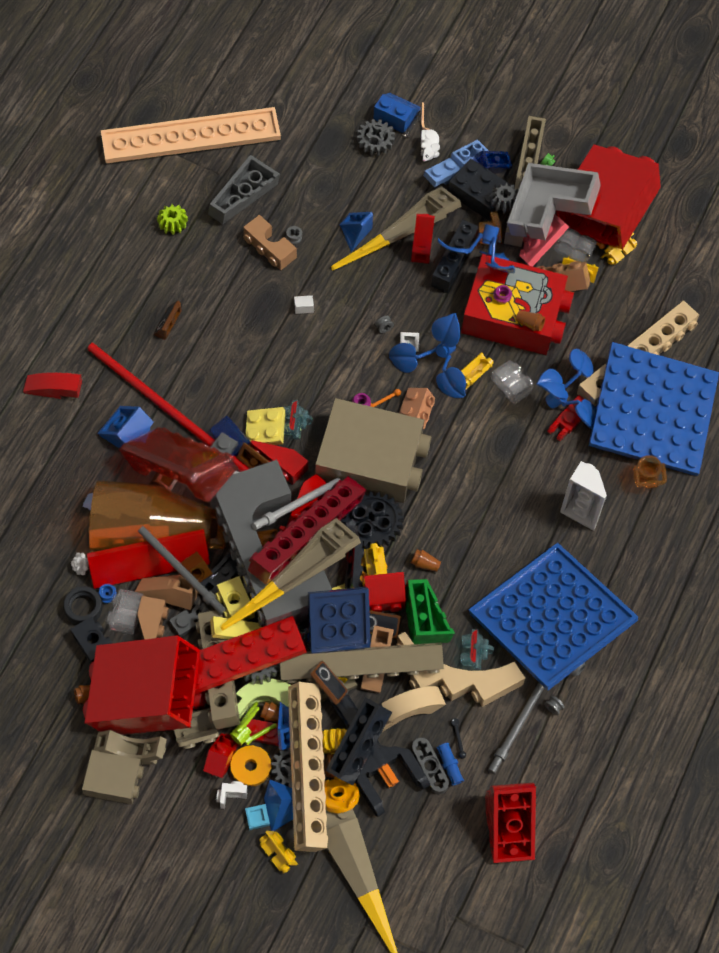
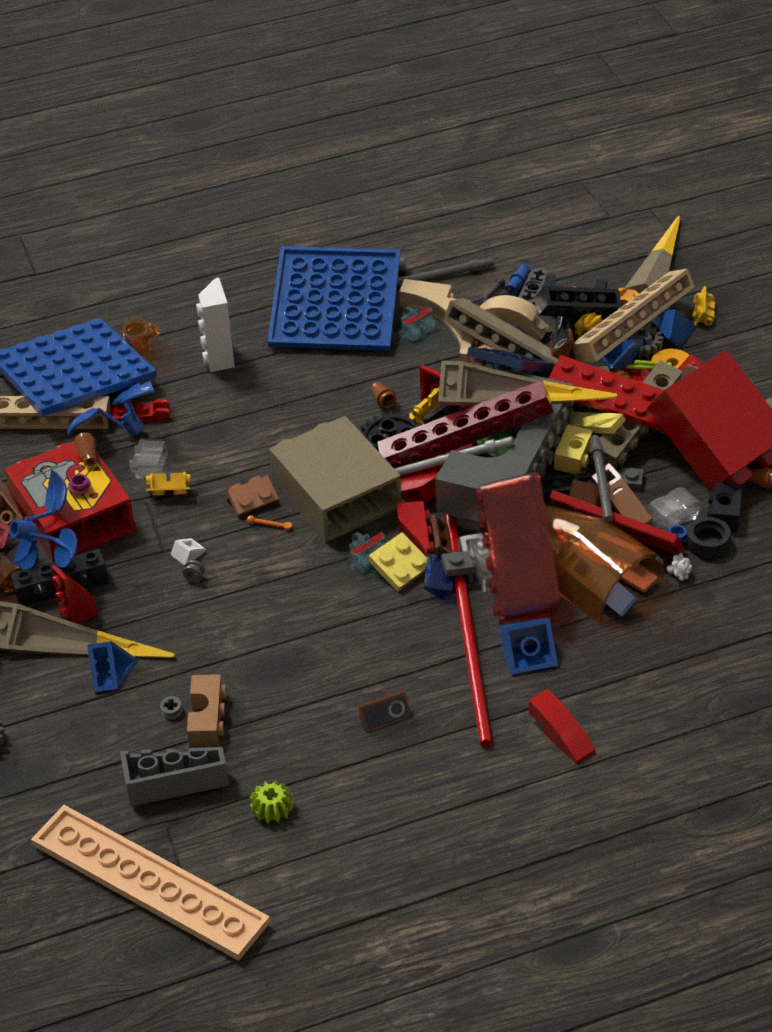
camera: 130 degrees left, 20 degrees down
(151, 617) = (660, 483): medium nougat slope -> none
(233, 790) = (704, 351): white bracket -> none
(257, 817) = (698, 336): medium azure tile -> none
(304, 304) = (241, 639): white slope -> none
(362, 397) = (291, 530): magenta plate -> none
(424, 615) = (429, 351): green wedge -> none
(448, 332) = (172, 513): blue plant -> none
(511, 821) = (511, 219): red brick -> none

